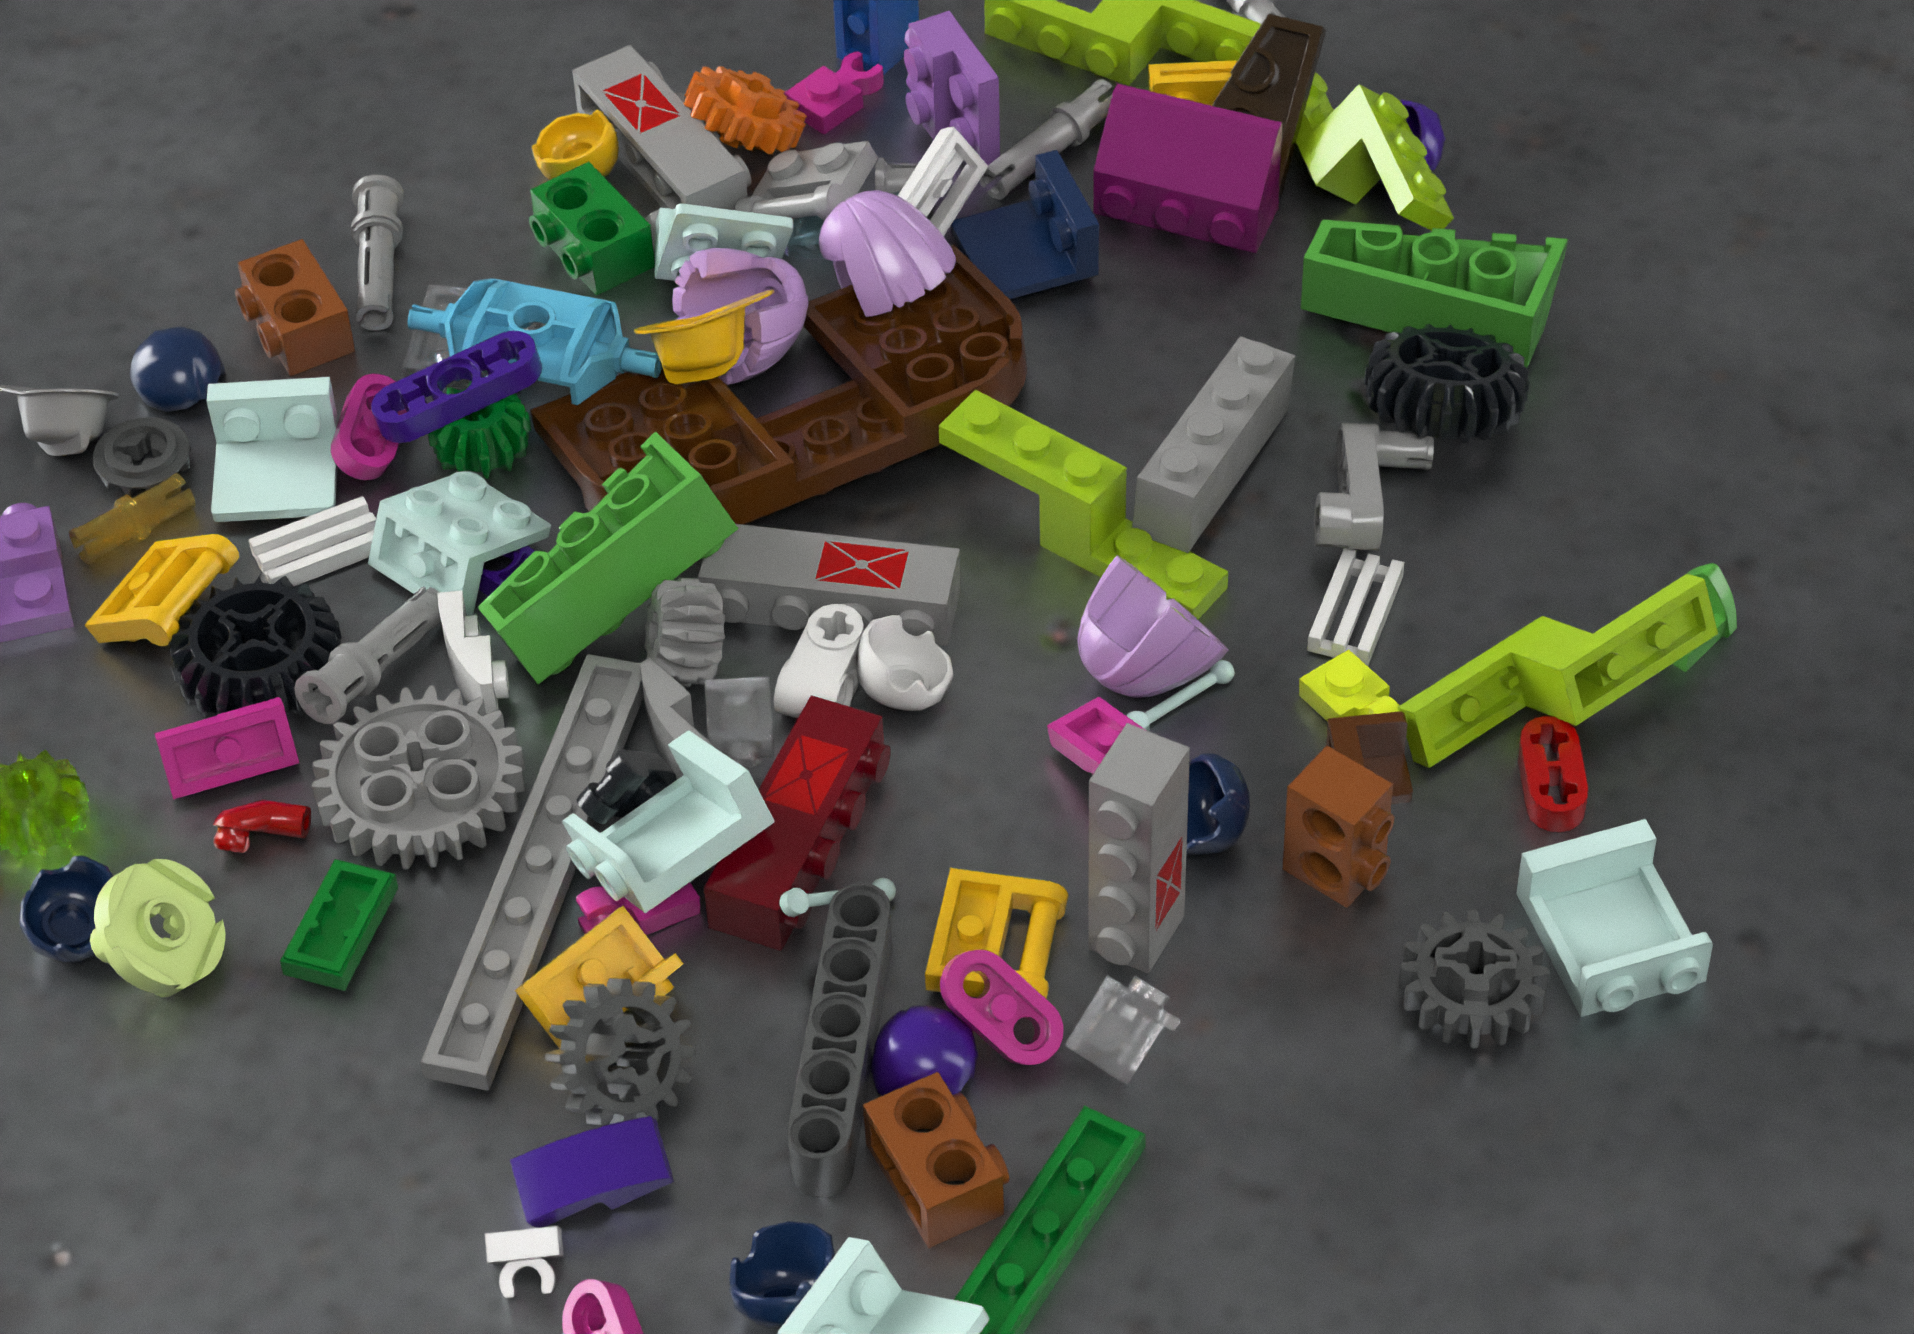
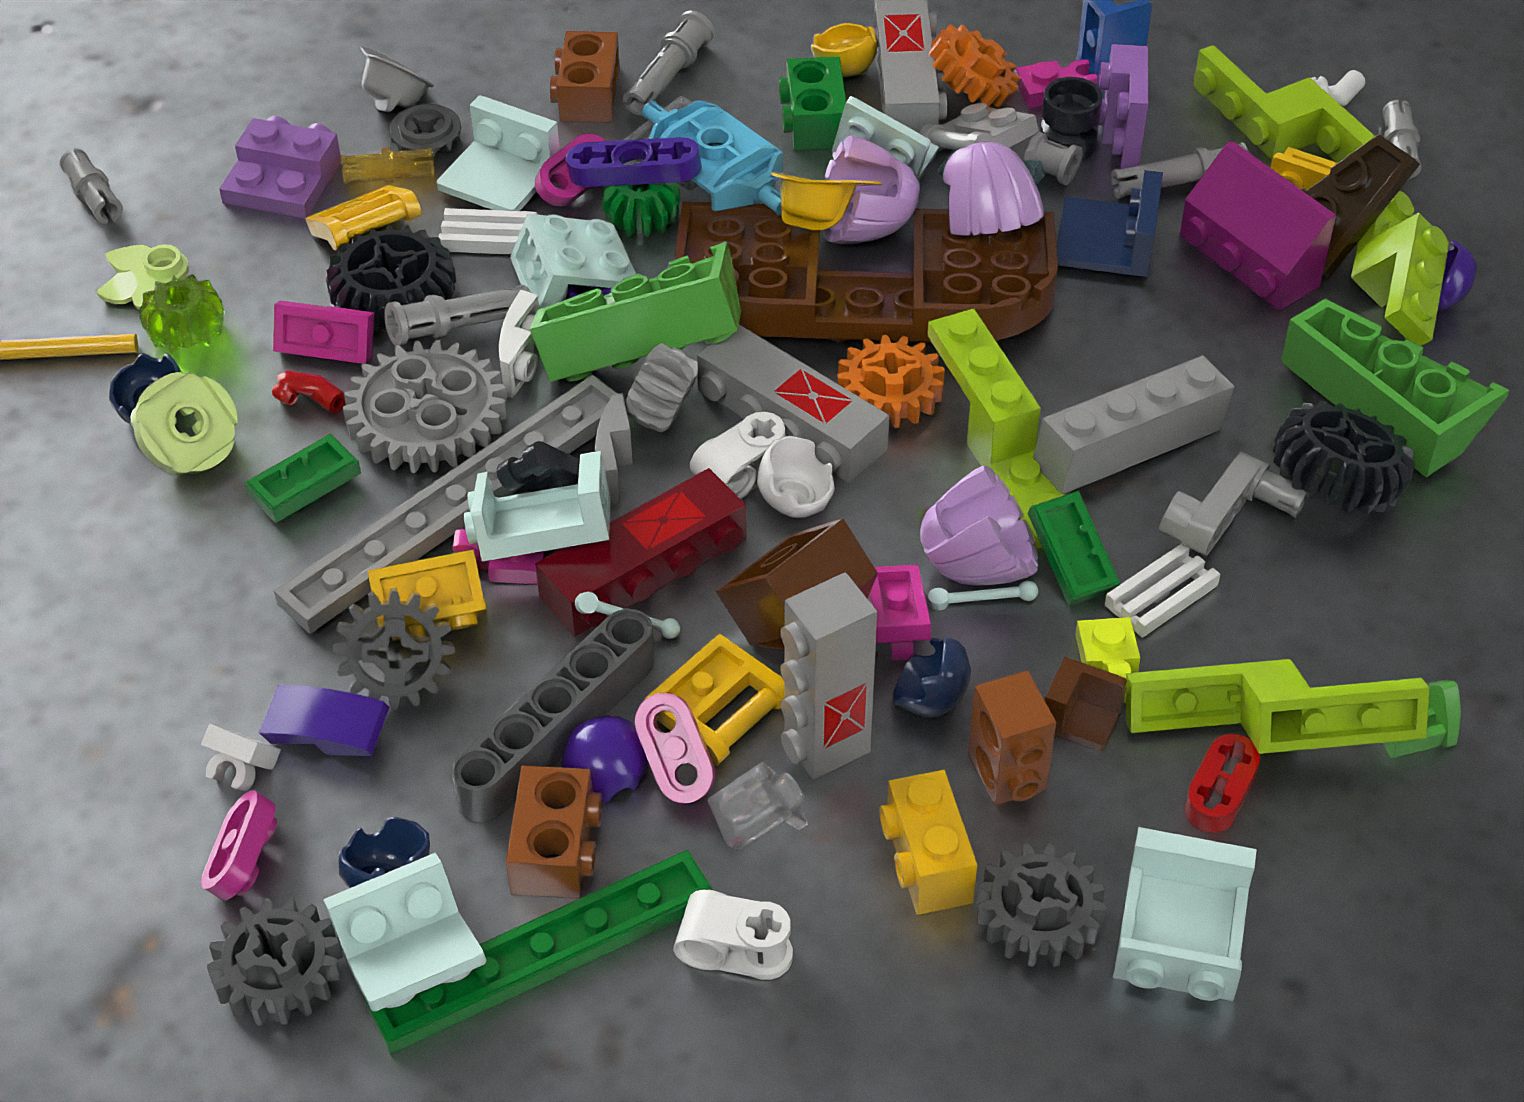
camera: 30 degrees right, 0 degrees up
(175, 368) = (489, 77): dark blue hair -> none
(740, 718) = (657, 464): clear bracket -> none
(897, 119) = (1072, 113): none -> black wheel
(920, 504) = (894, 378): none -> orange gear
(934, 177) = (1066, 149): white tile -> none
(1011, 777) = (794, 565): none -> reddish brown piece
(1195, 1167) = (729, 933): none -> white piece
(1243, 604) = (1073, 548): none -> green plate
(1326, 971) = (929, 842): none -> yellow brick

